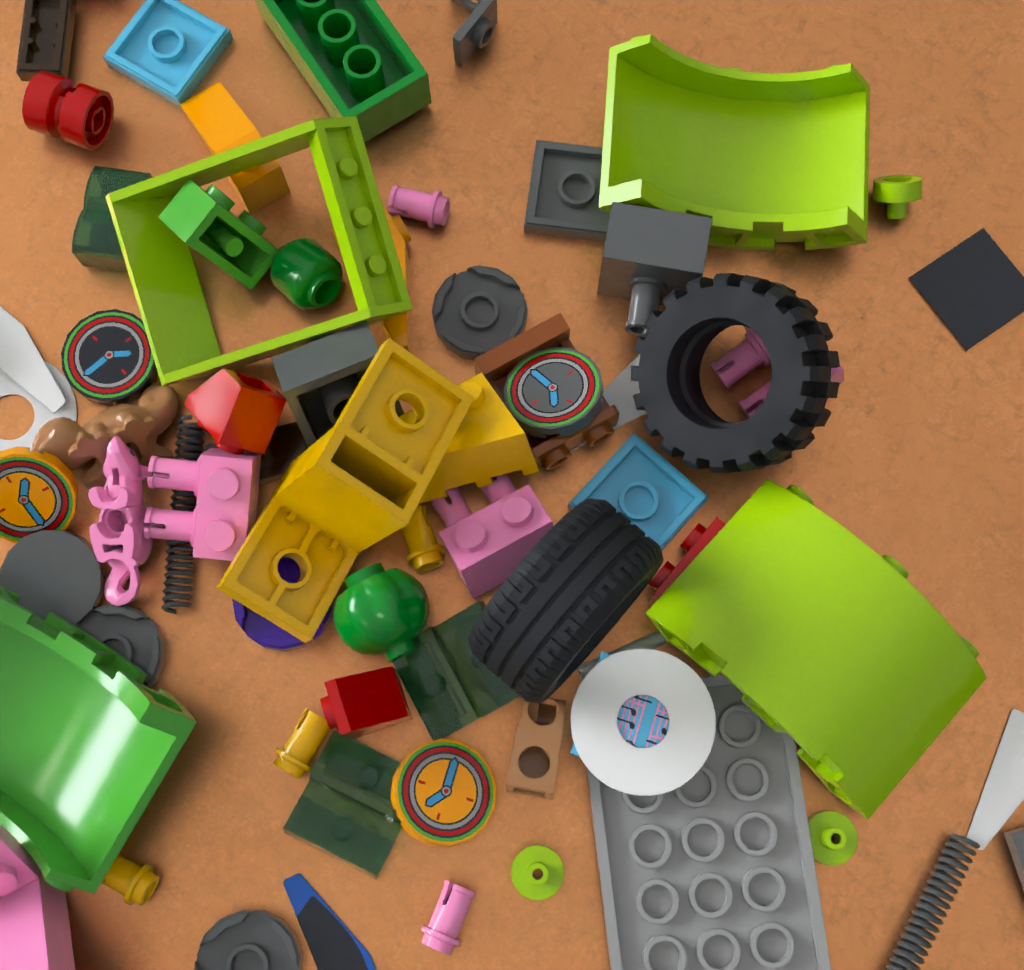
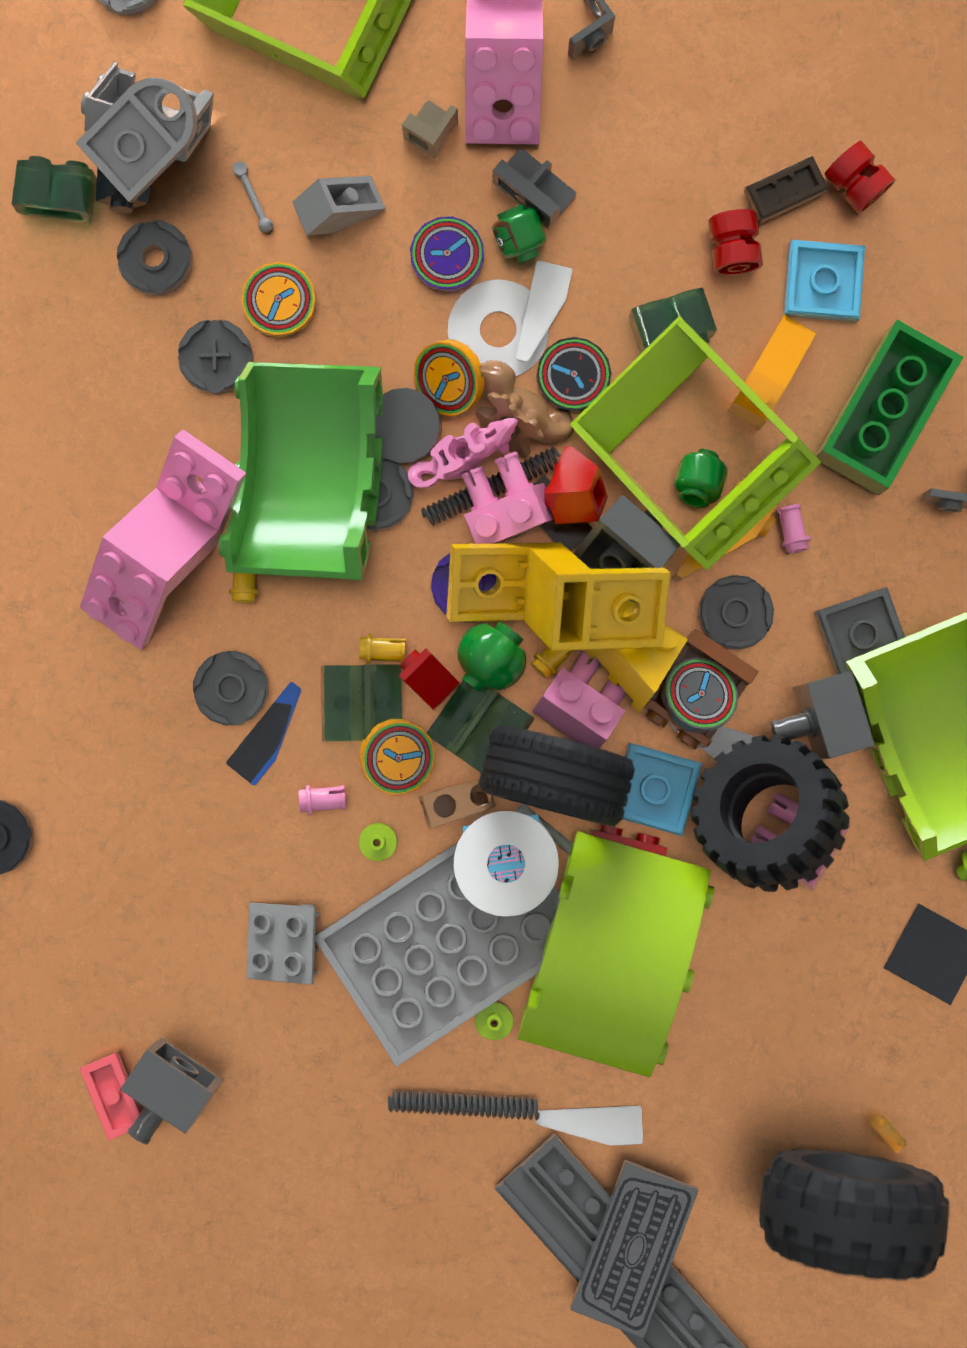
camera: 60 degrees right, 10 degrees up
(212, 229) = (695, 407): bright green brick -> none

